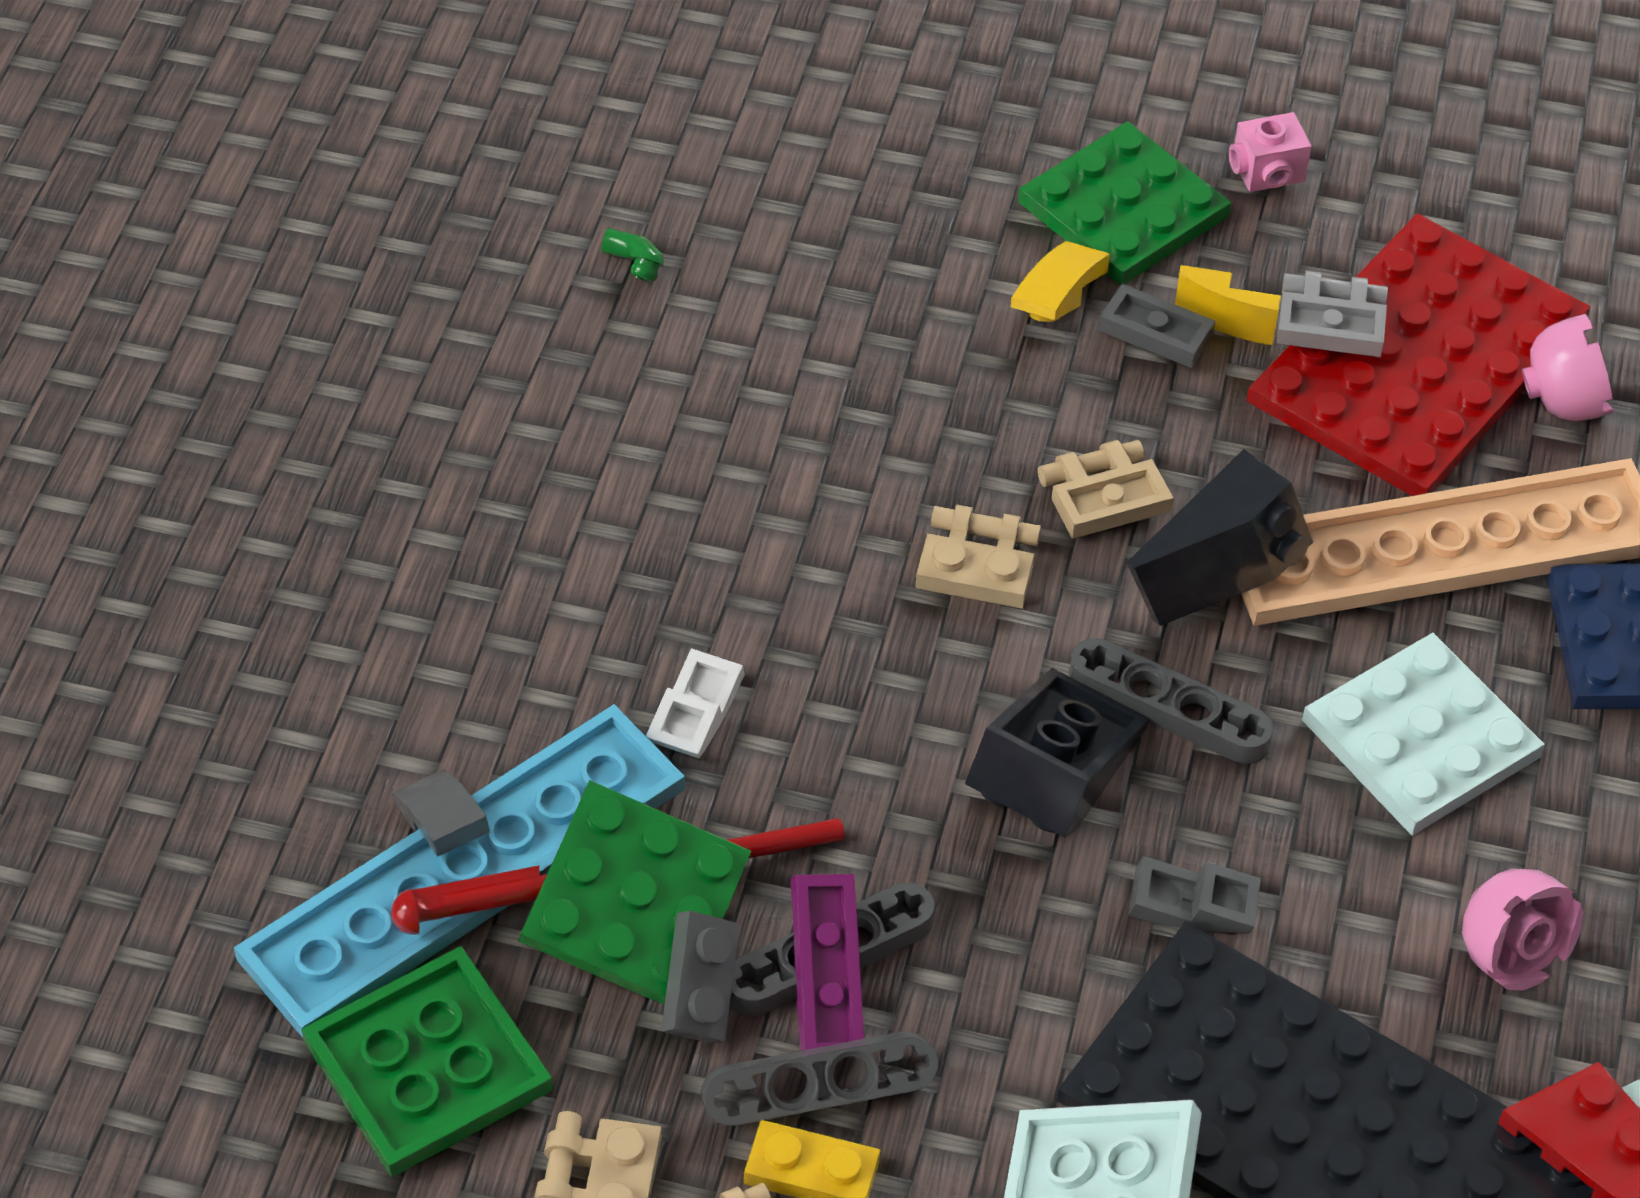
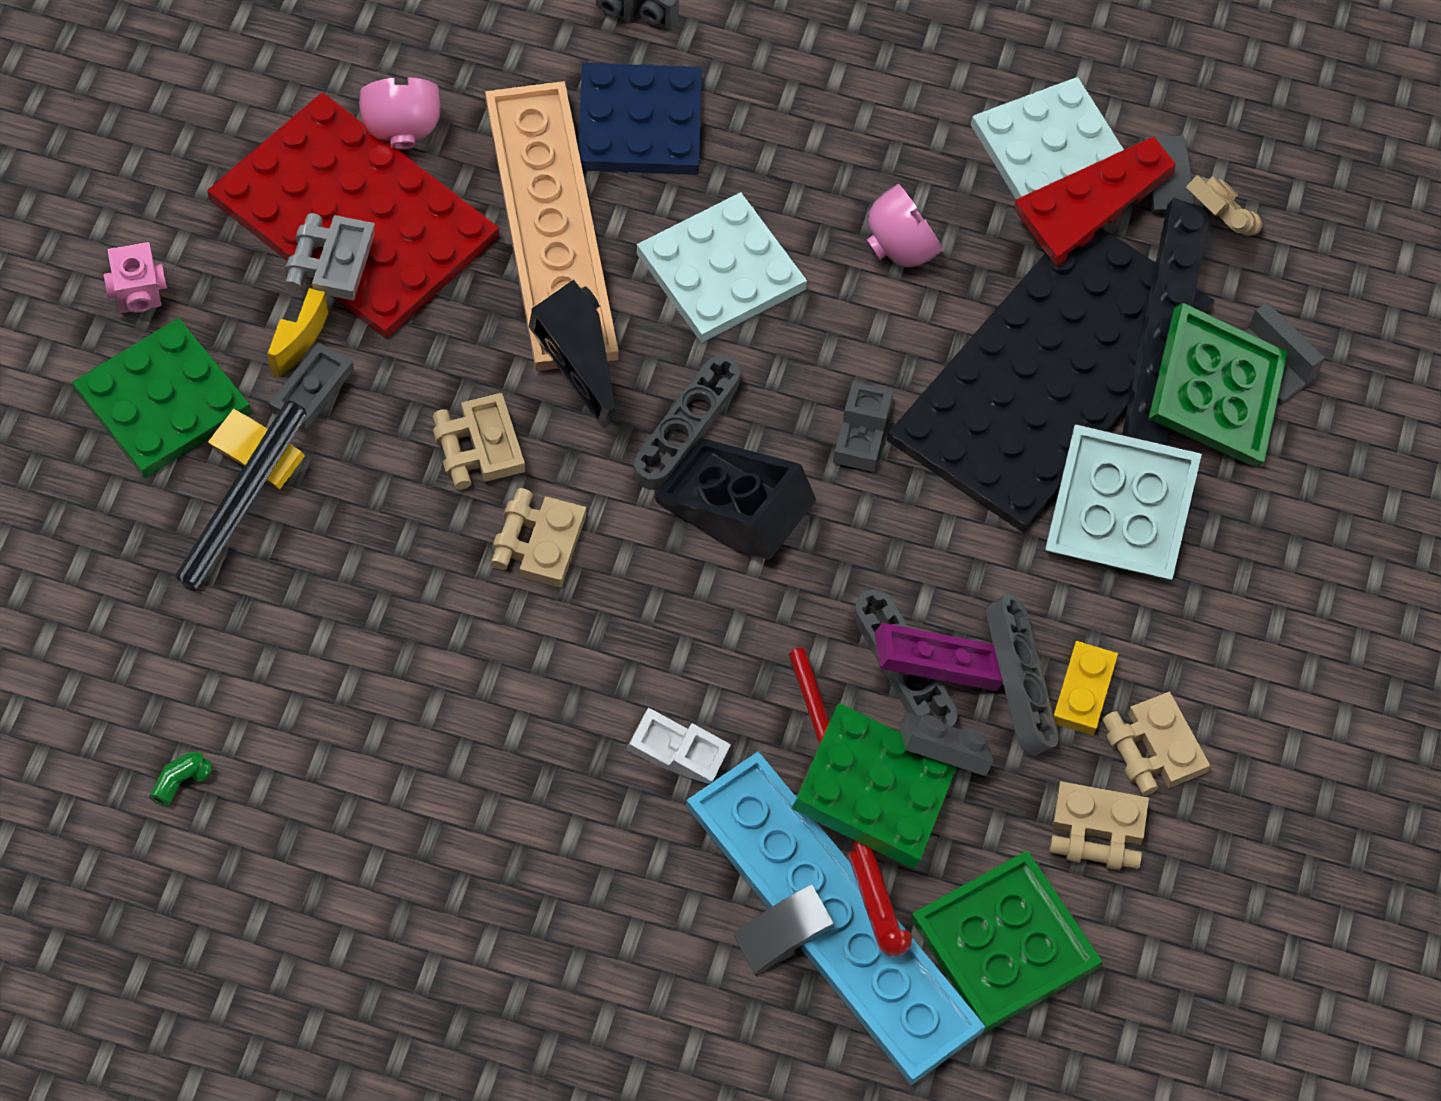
camera: 90 degrees left, 10 degrees up
(992, 264) = (241, 495): none -> black axle

